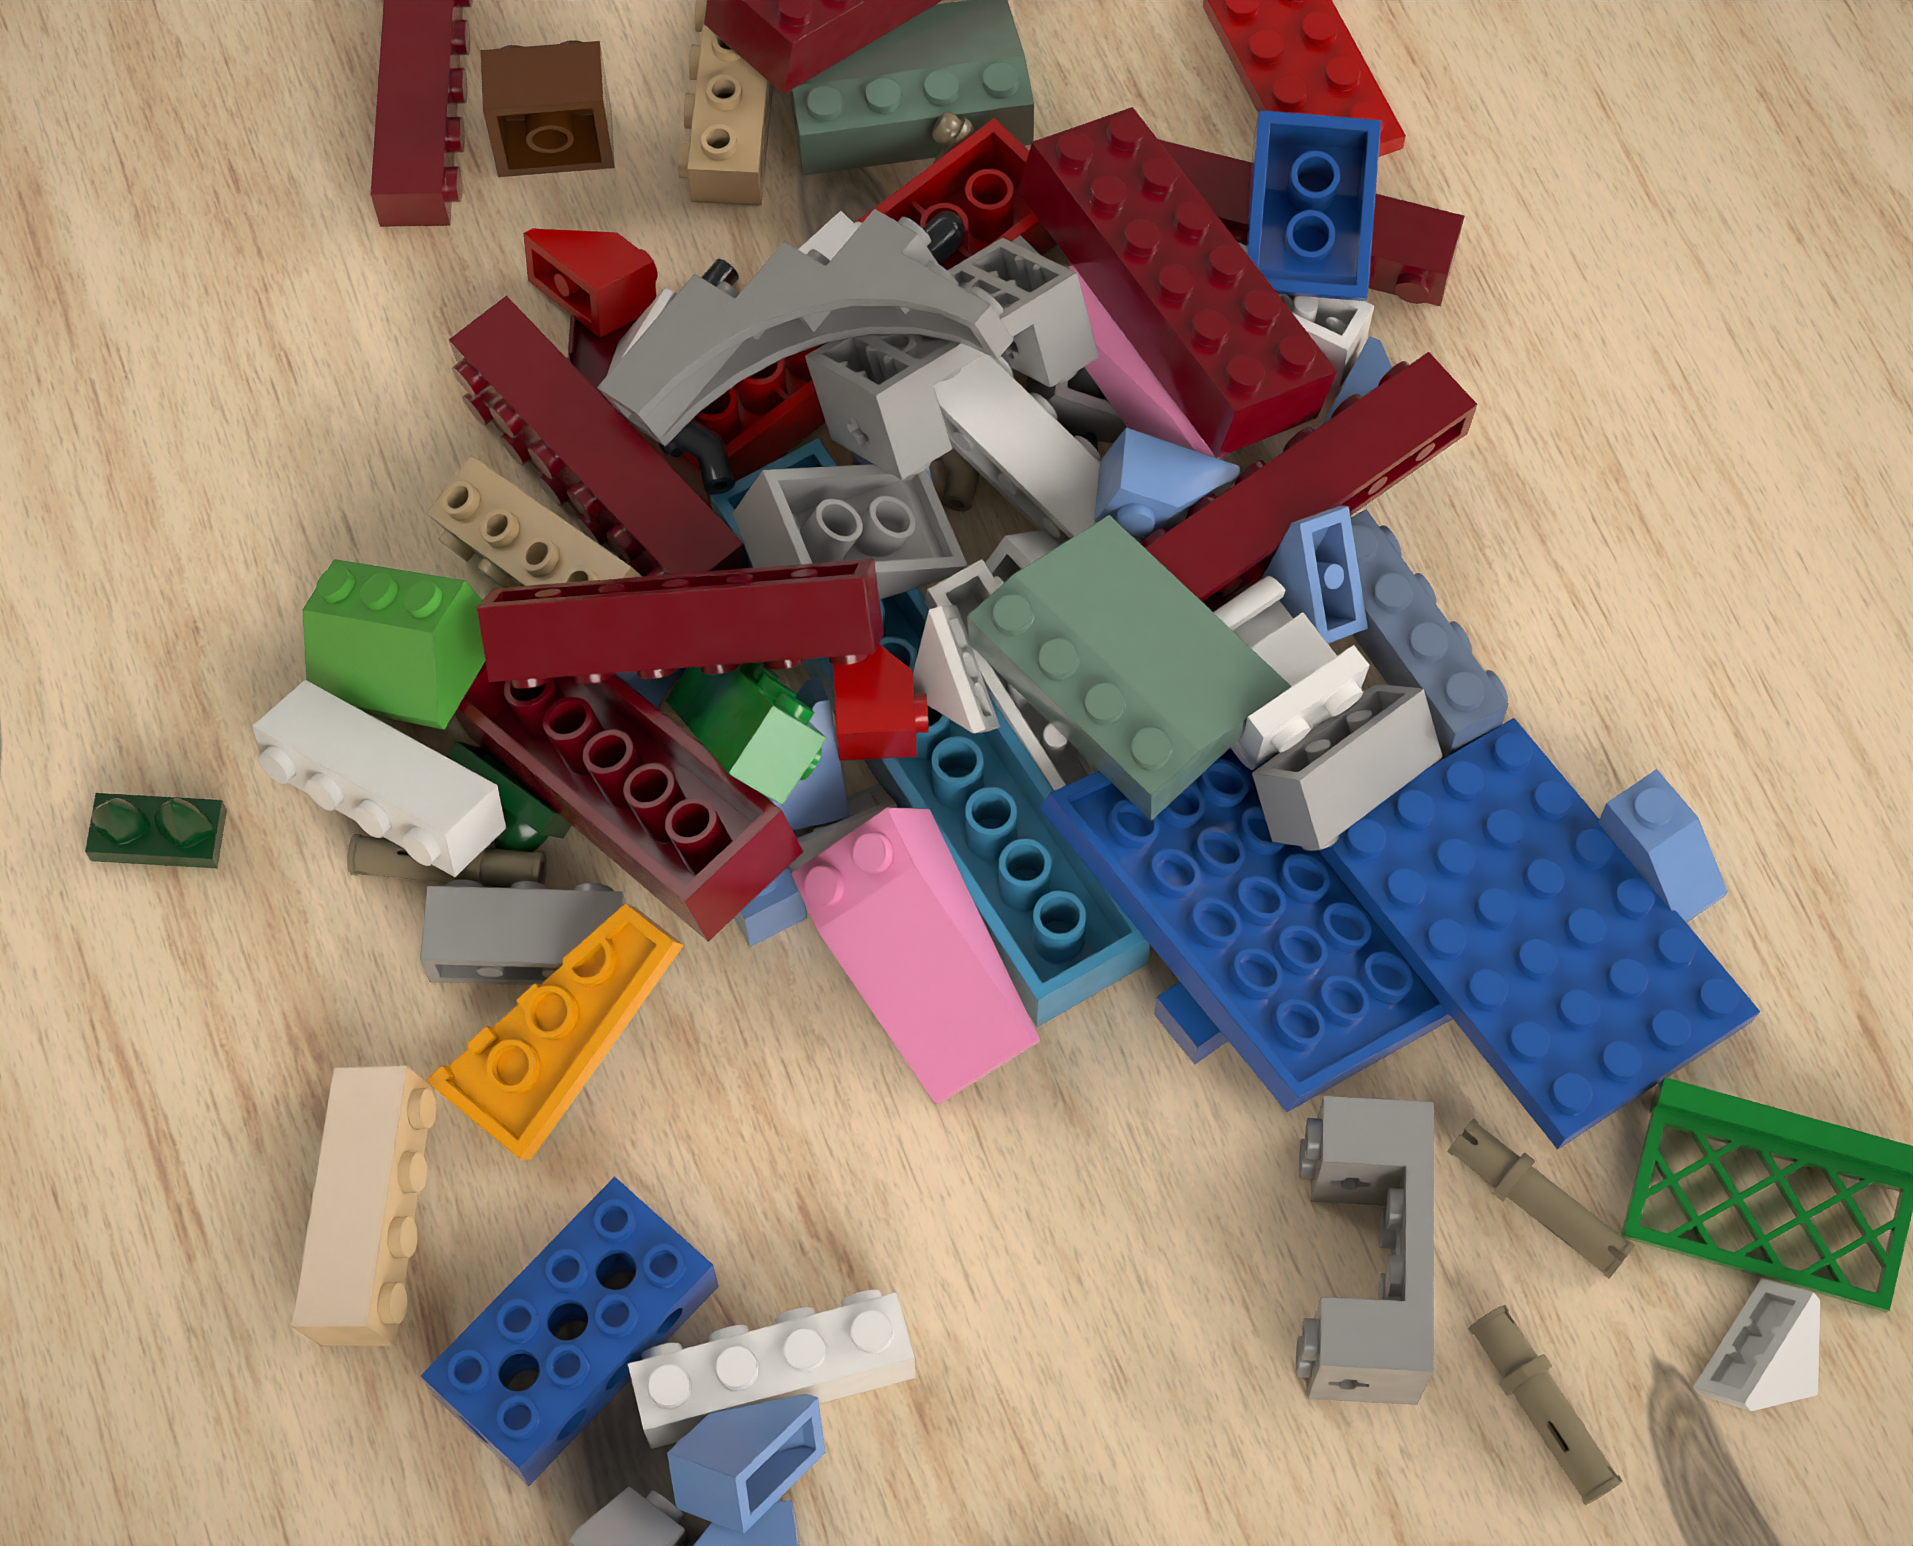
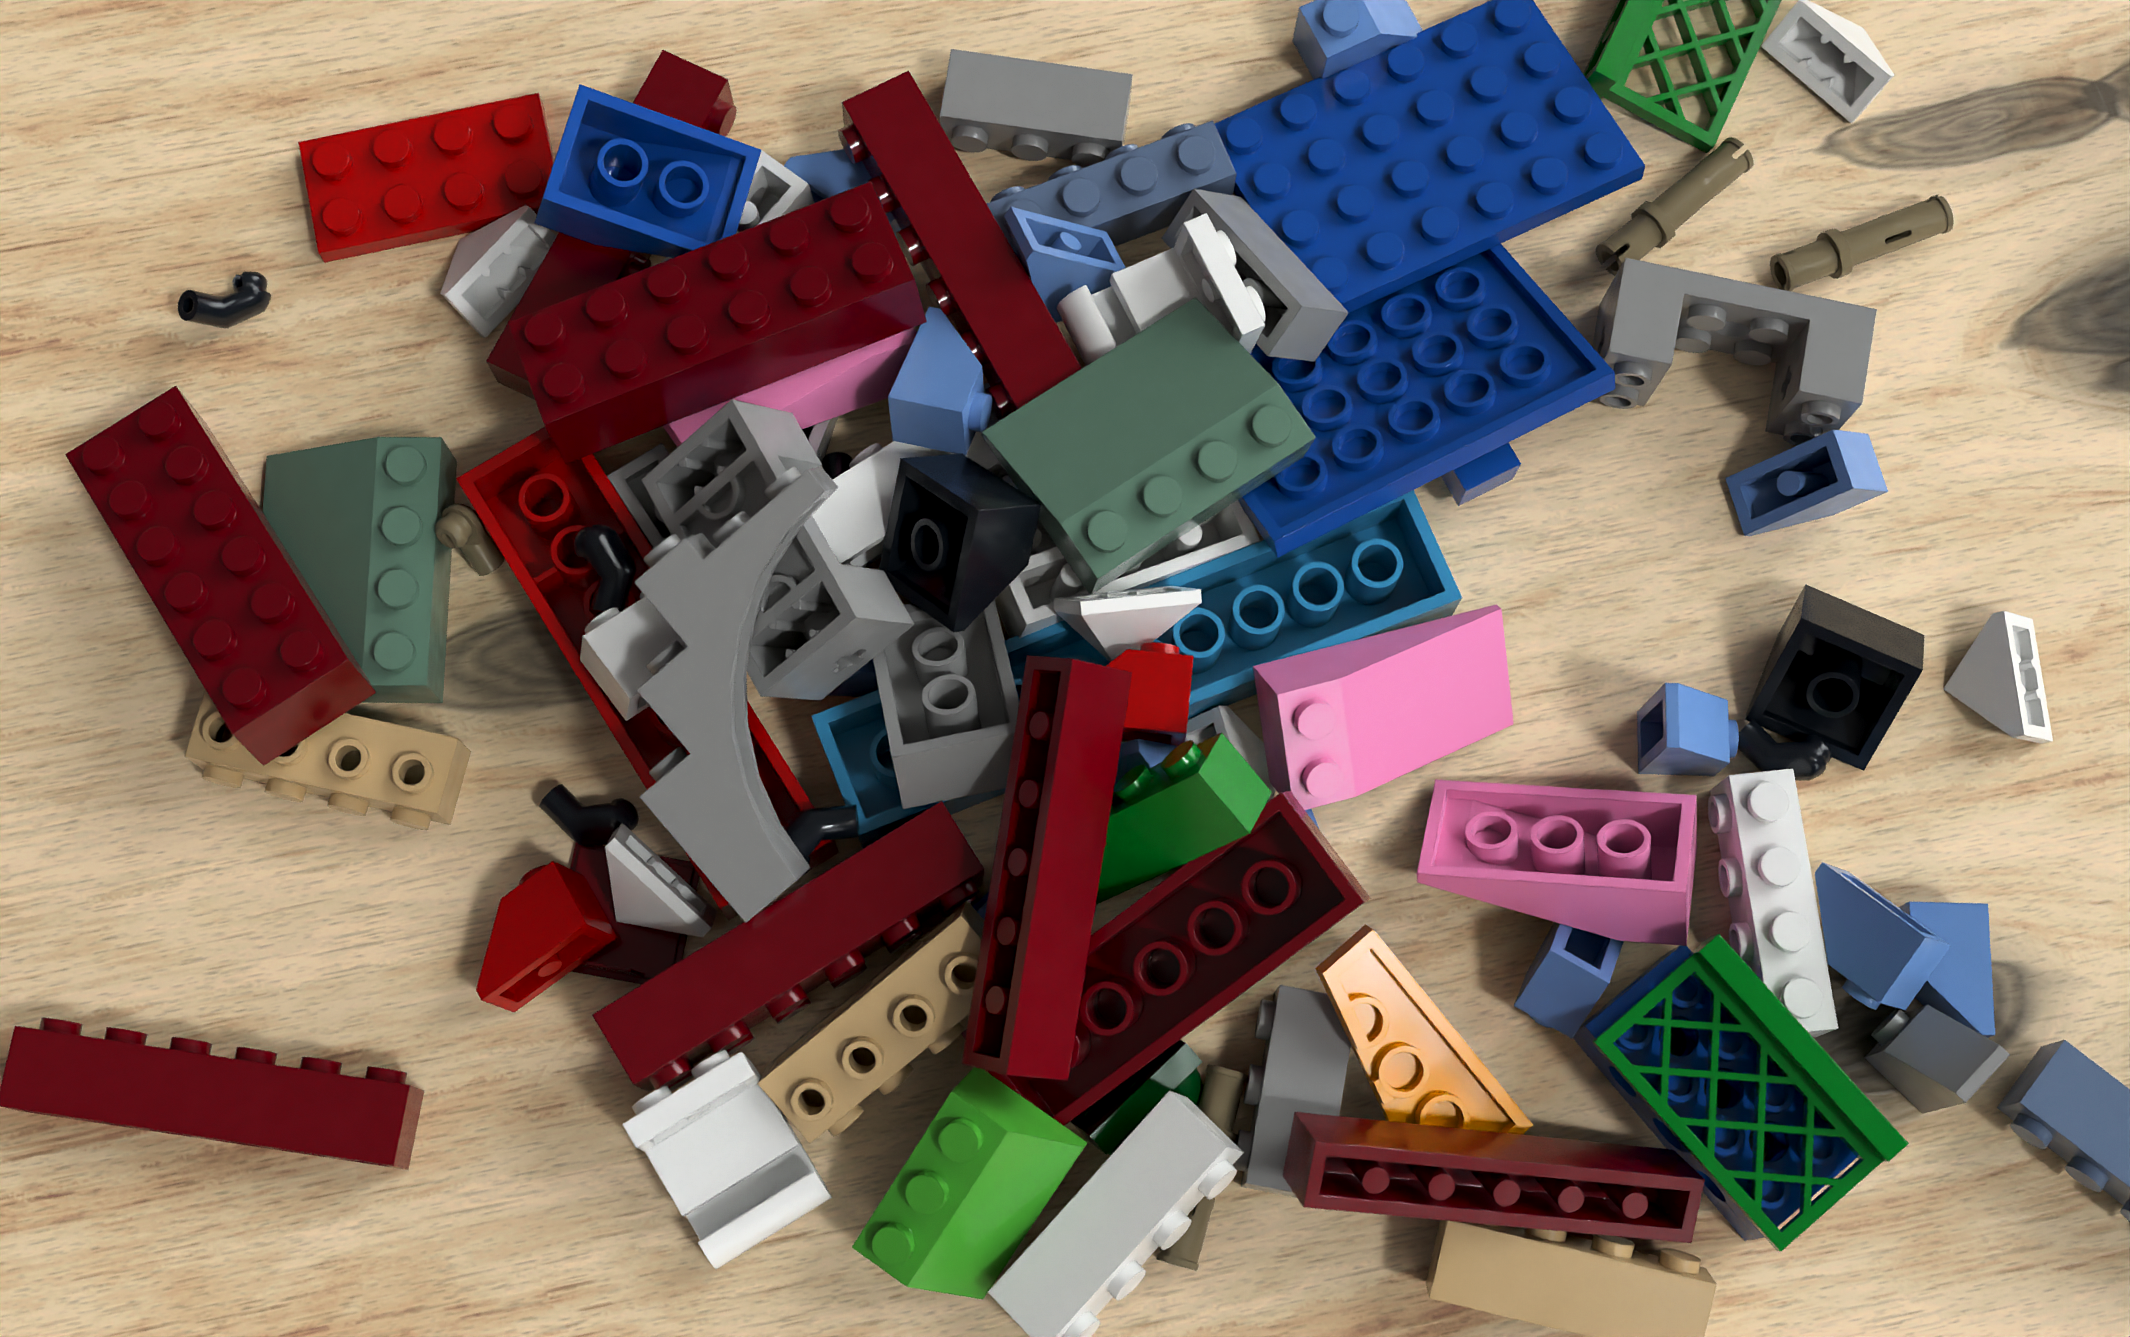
camera: 85 degrees left, 10 degrees up
(408, 451) = (727, 1156): none -> white piece
(450, 1101) = (1491, 1178): none -> dark red brick
(547, 108) = (322, 953): reddish brown brick -> none
(603, 1368) = (1792, 1052): none -> green fence
(693, 1179) = (1567, 977): none -> medium blue slope
(792, 1154) = (1567, 855): none -> bright pink slope
(937, 1374) = (1805, 757): none -> black arm
(942, 1256) = (1685, 733): none -> medium blue slope
(1005, 513) = (955, 536): none -> black slope
(1038, 1416) = (1837, 676): none -> black slope
(1210, 124) = (496, 268): none -> white slope
(1250, 1368) = (1807, 482): none -> medium blue slope
(1493, 557) = (1034, 108): none -> light grey brick

